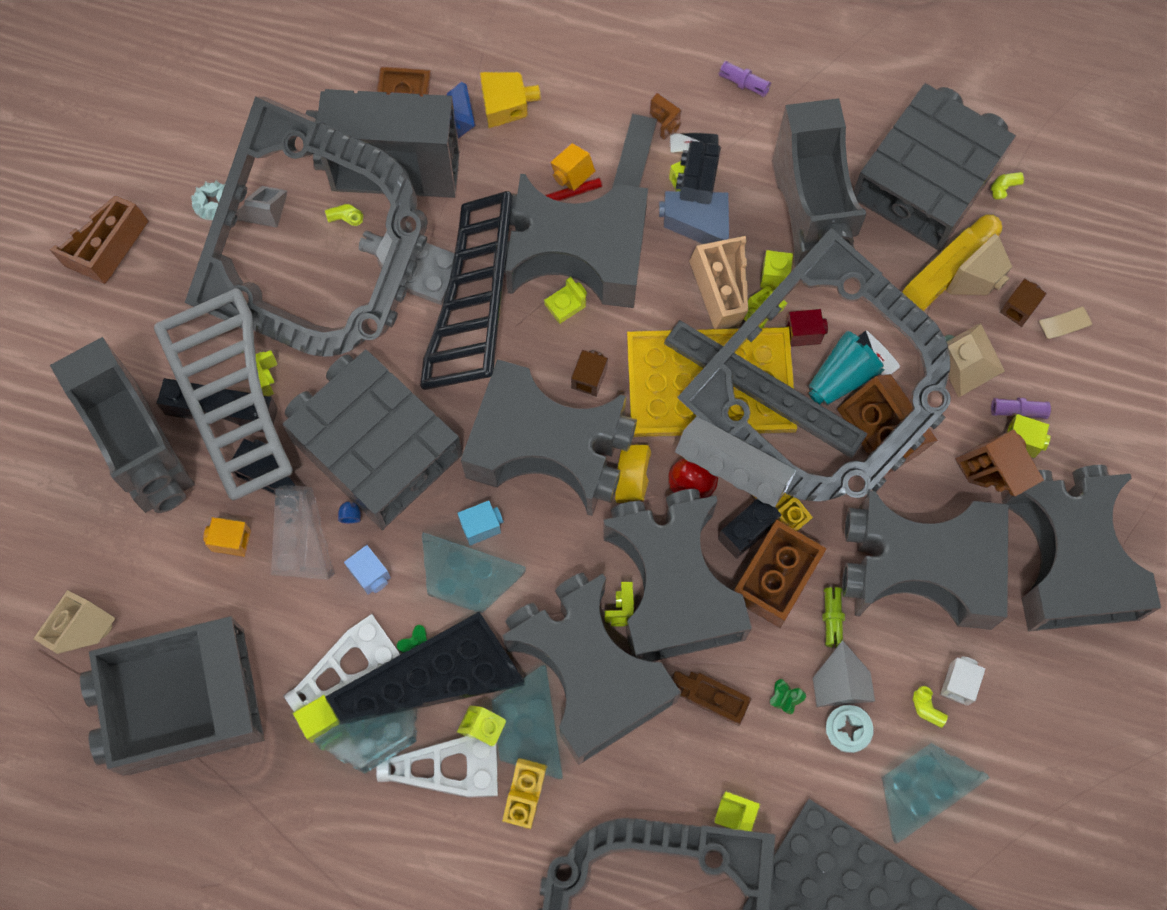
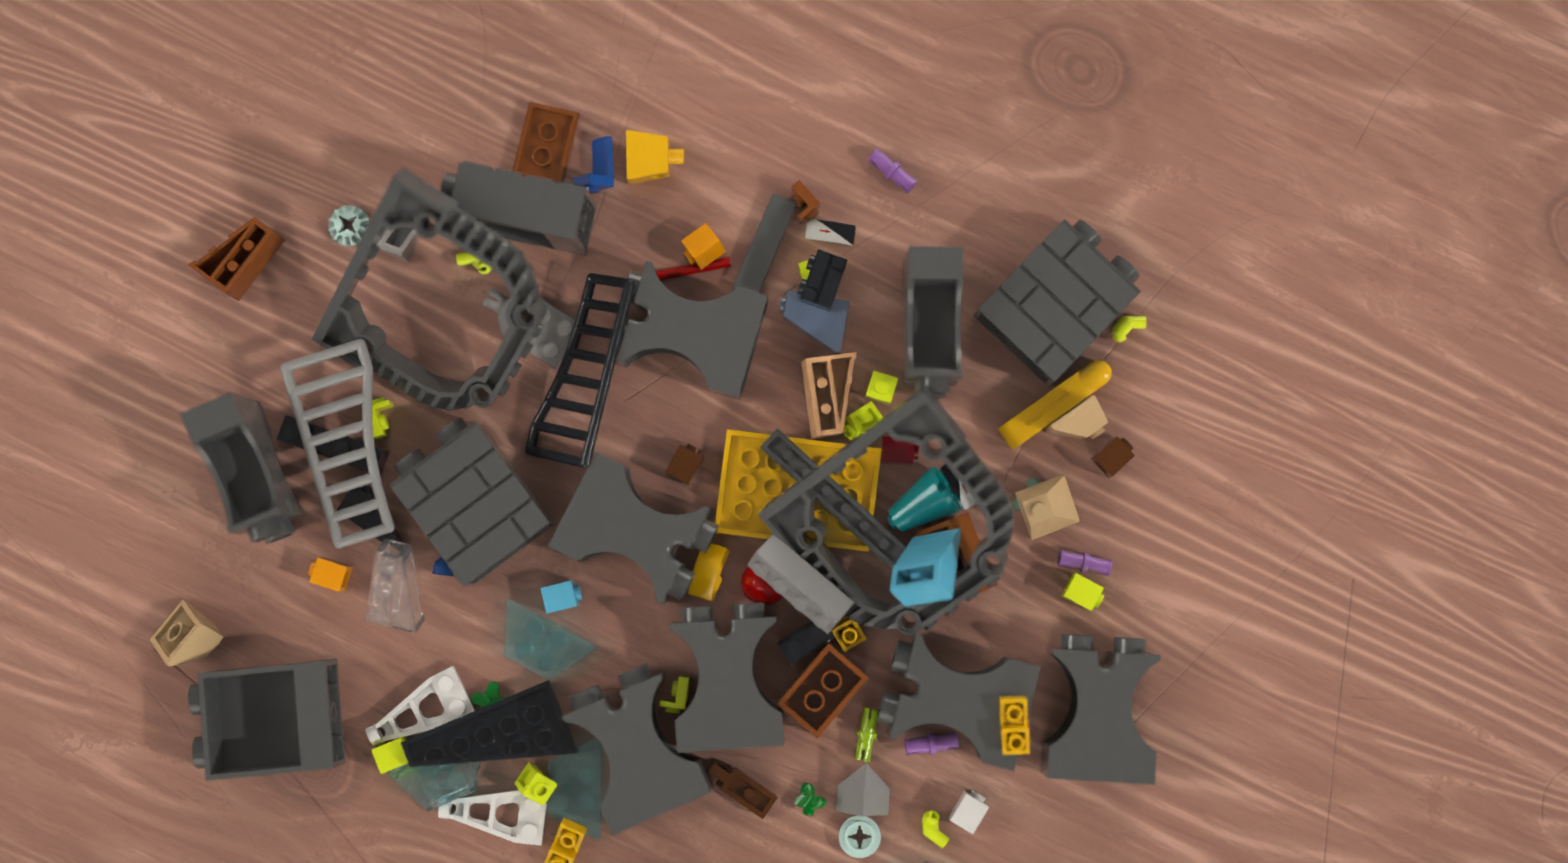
camera: 15 degrees right, 15 degrees up
(368, 570) = (453, 626): light blue brick -> none
(567, 301) = (675, 386): neon yellow bracket -> none
(868, 422) = (927, 568): none -> medium azure slope
(905, 616) = (931, 743): none -> medium lavender pin
(995, 566) = (1014, 725): none -> yellow slope
(1002, 464) = (1043, 623): dark orange wedge -> none
(1065, 323) = (1150, 480): tan sticker -> none

